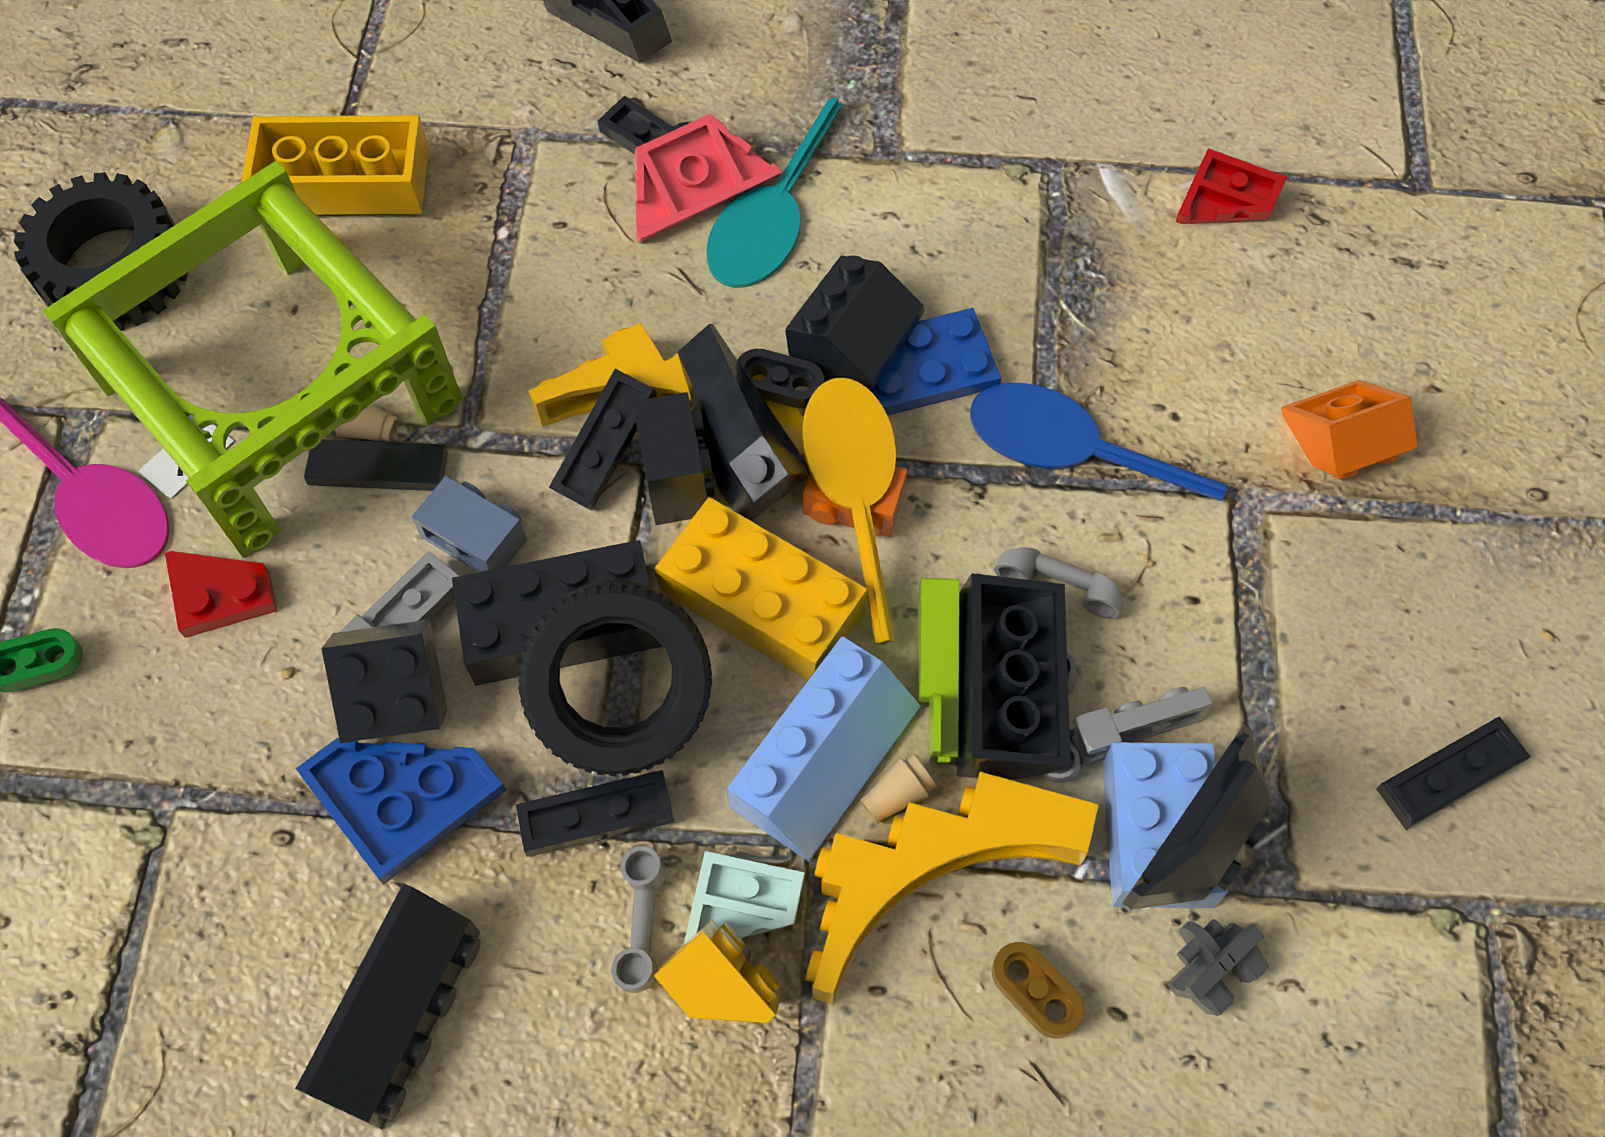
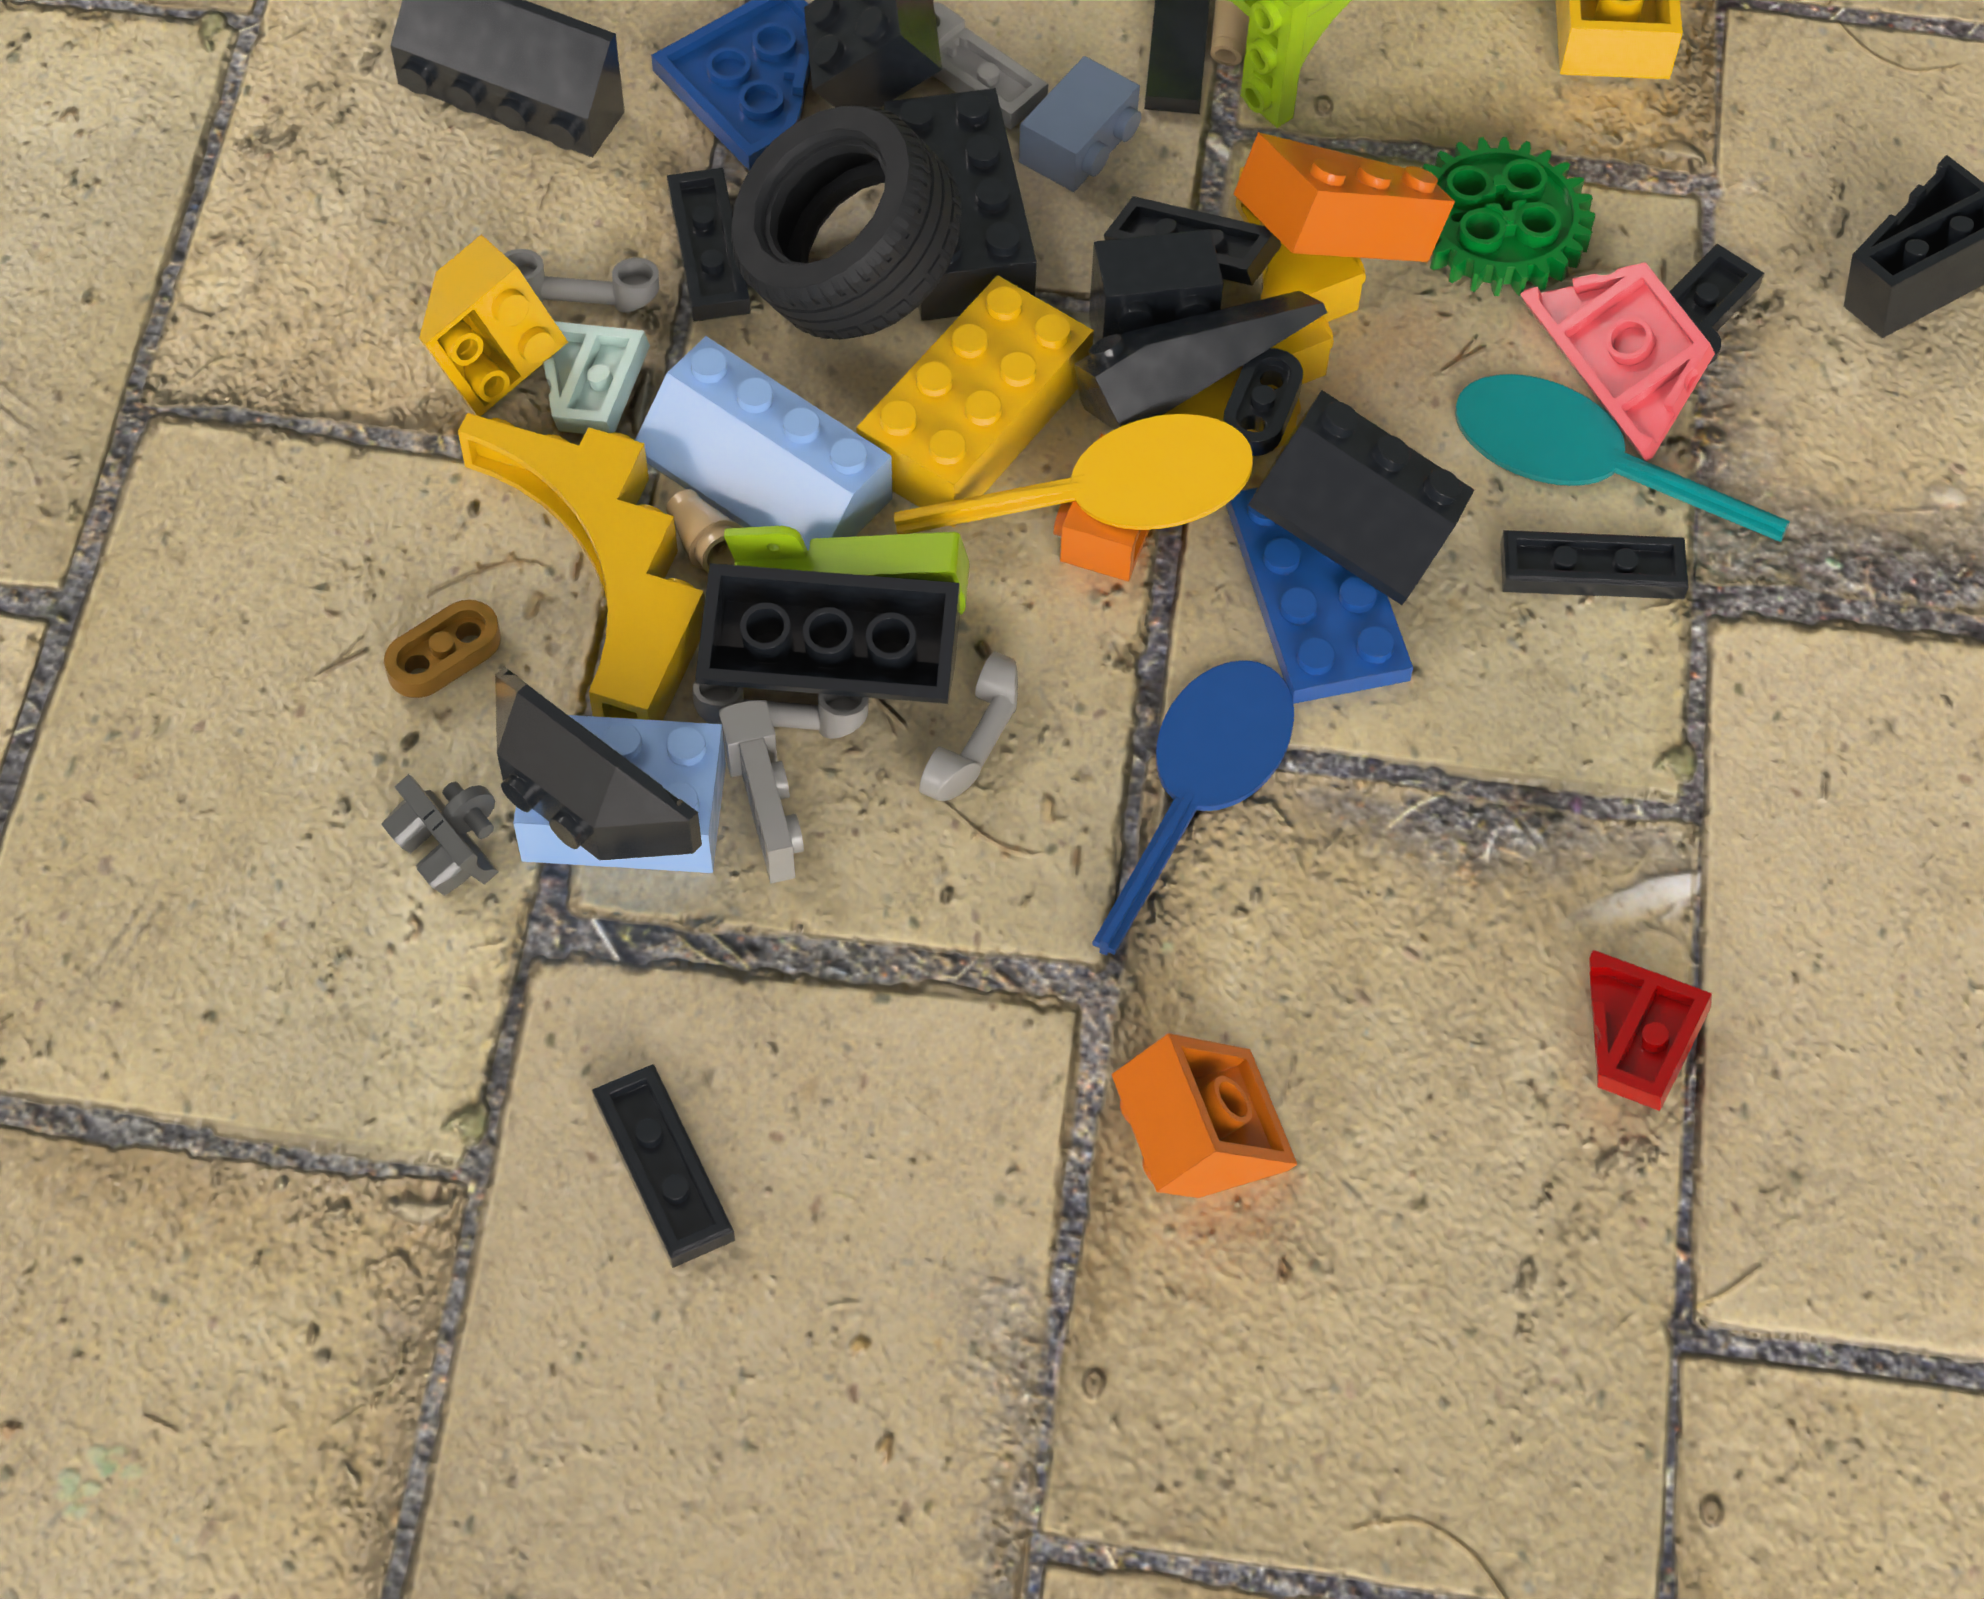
camera: 90 degrees right, 5 degrees down
(535, 249) = (1510, 216): none -> green gear
(589, 328) = (1342, 202): none -> orange wedge
(869, 207) = (1594, 564): none -> black tile

